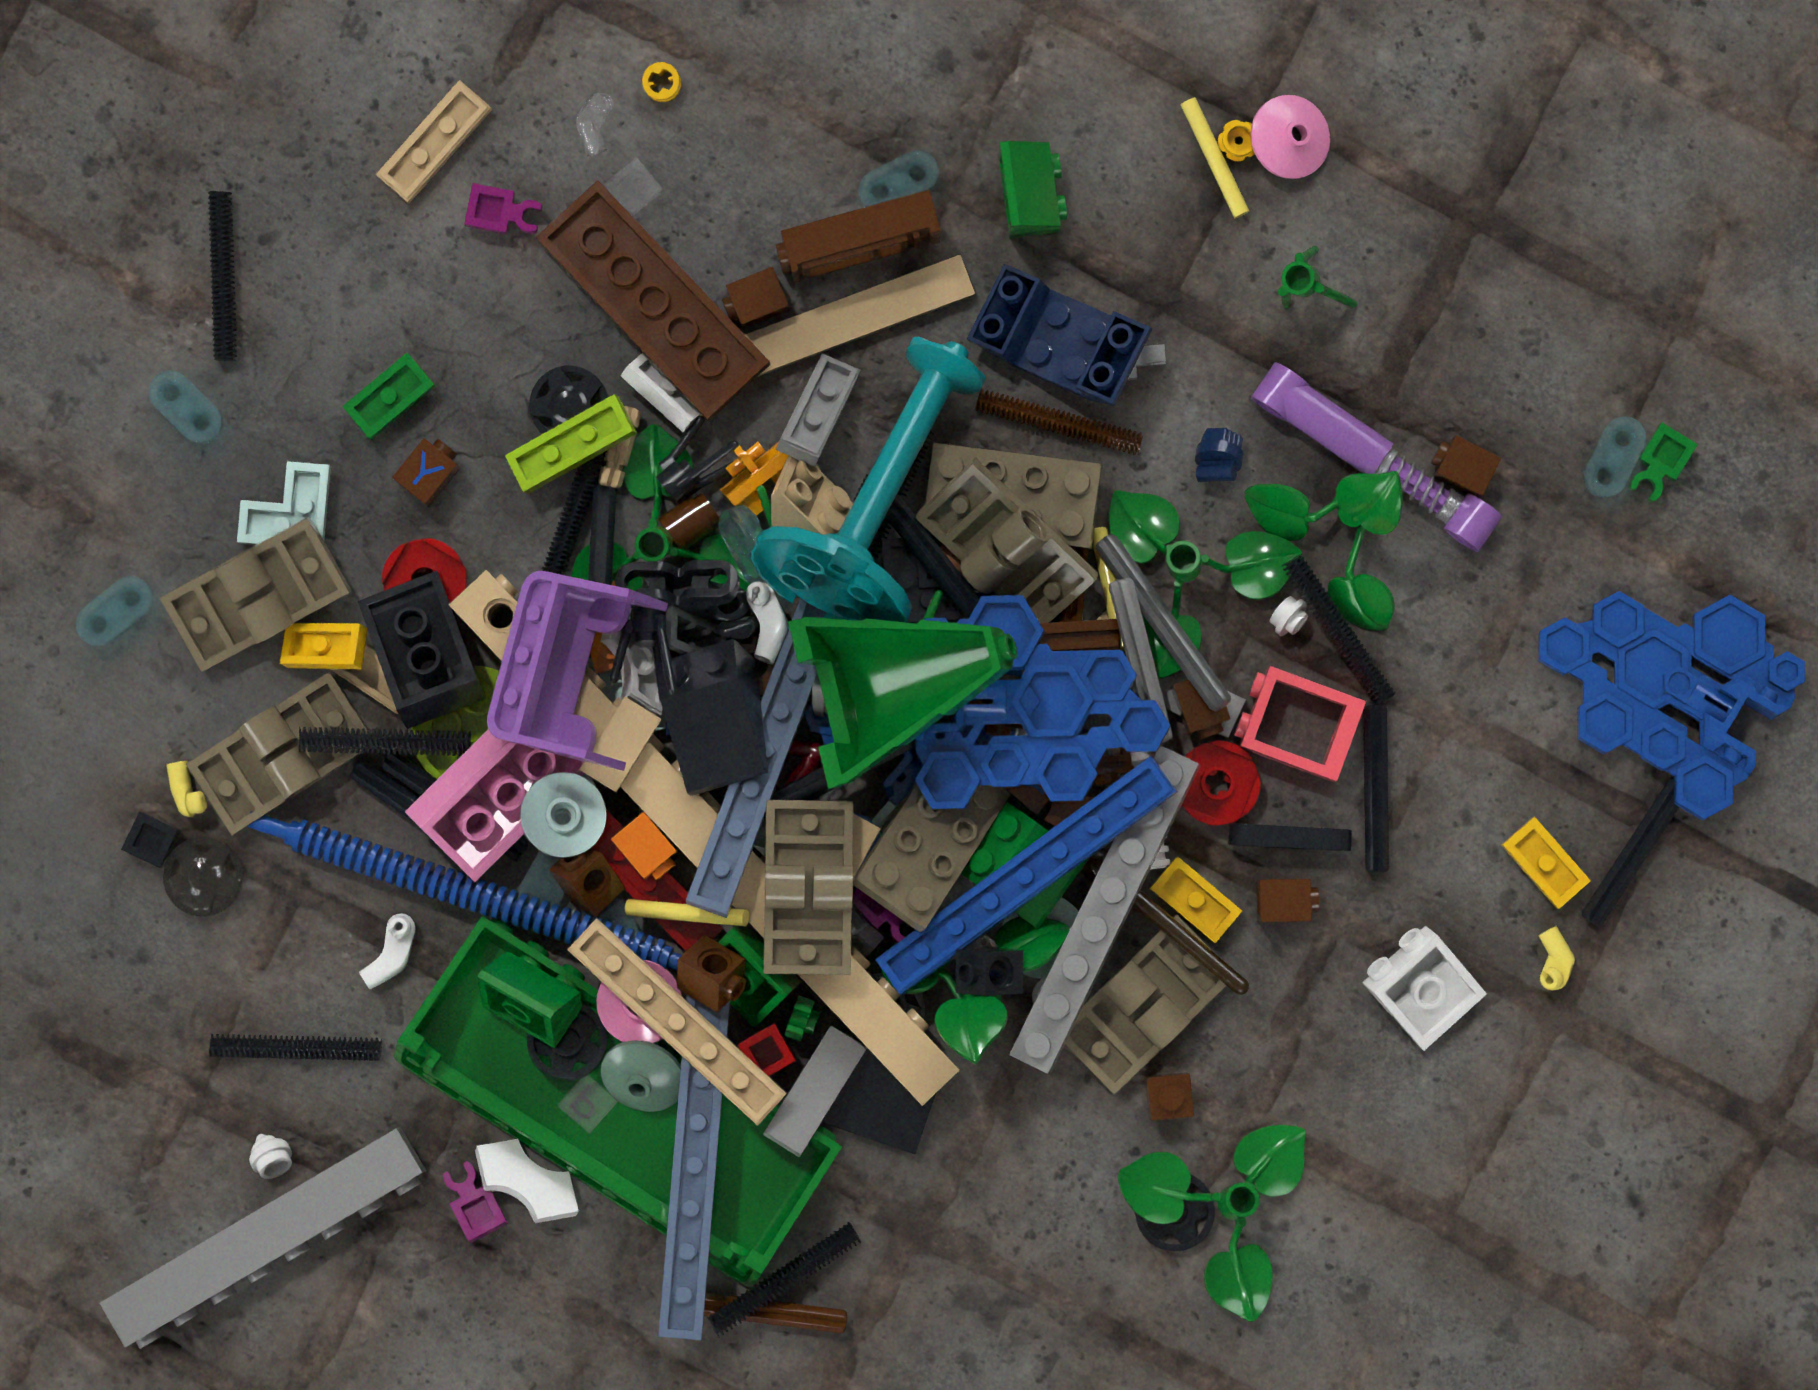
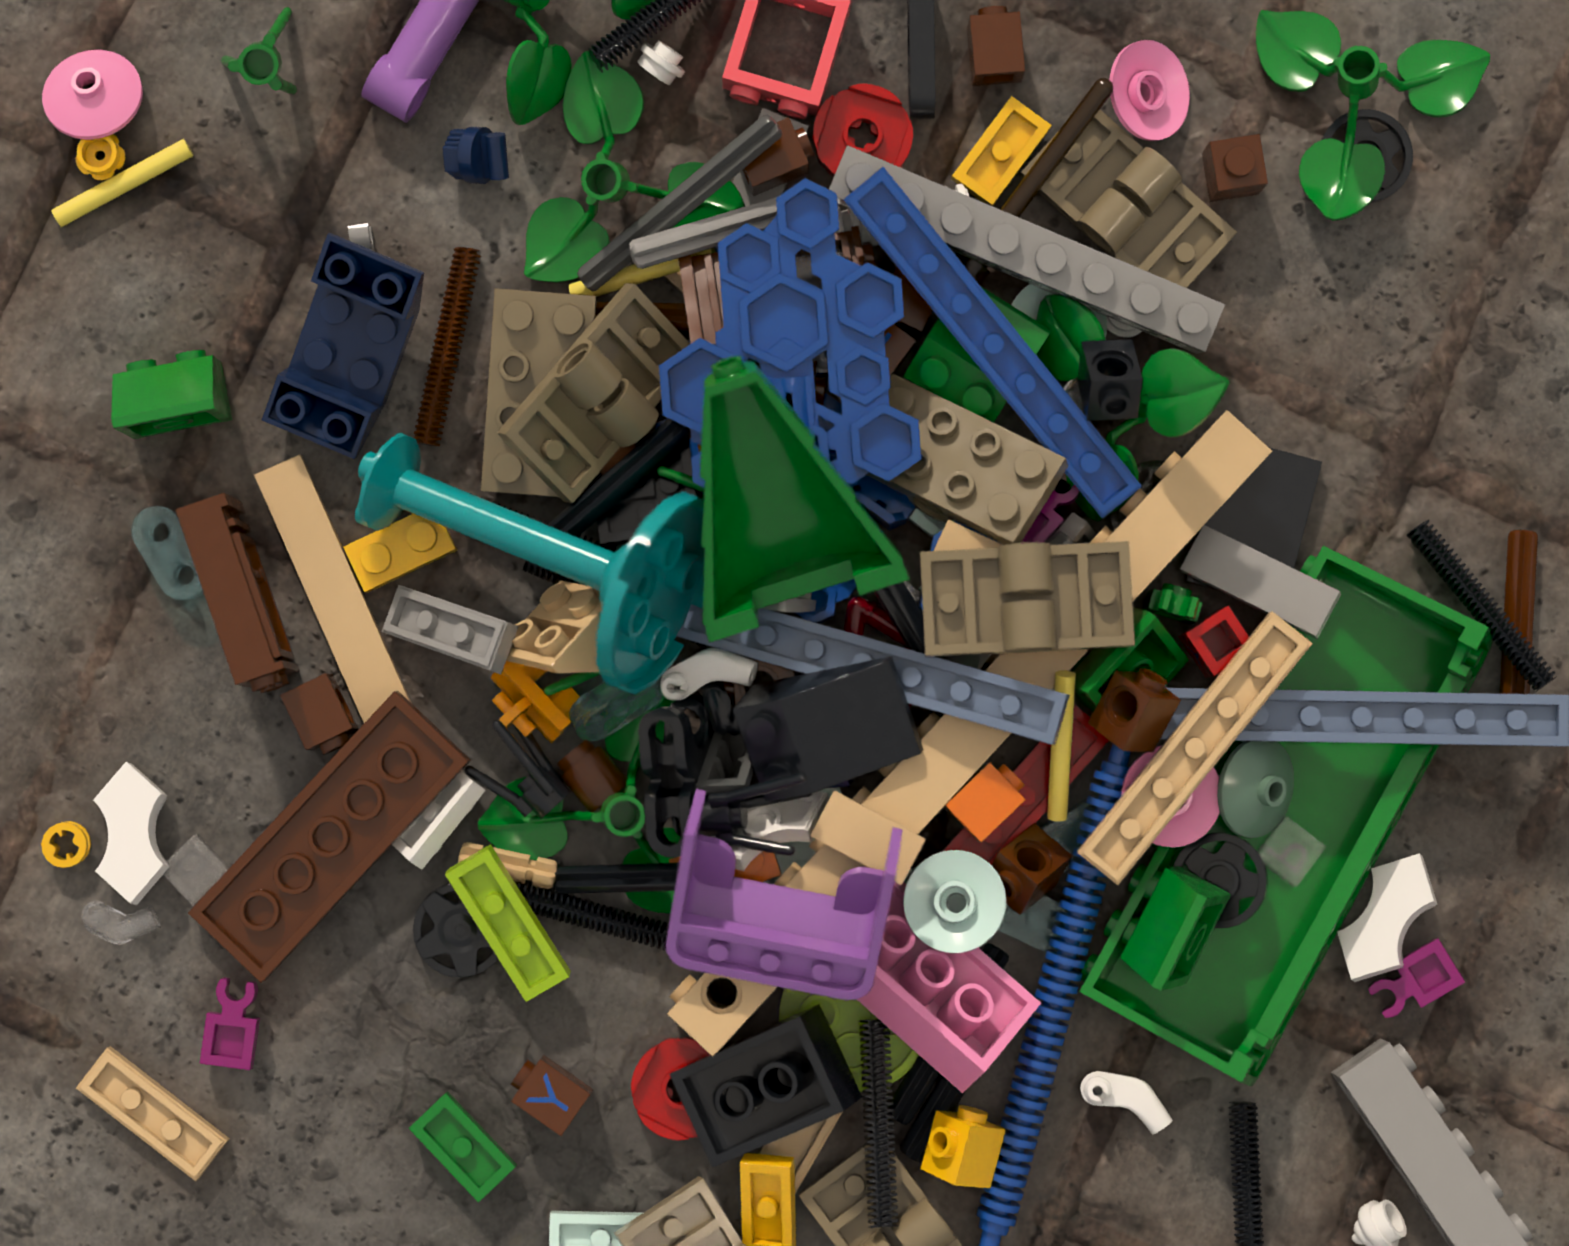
camera: 95 degrees left, 0 degrees up
(359, 811) = (963, 1147): none -> yellow brick
(685, 137) = (132, 853): none -> white tile
(888, 369) = (398, 550): none -> yellow plate
(1243, 1041) = (1149, 90): none -> bright pink dish

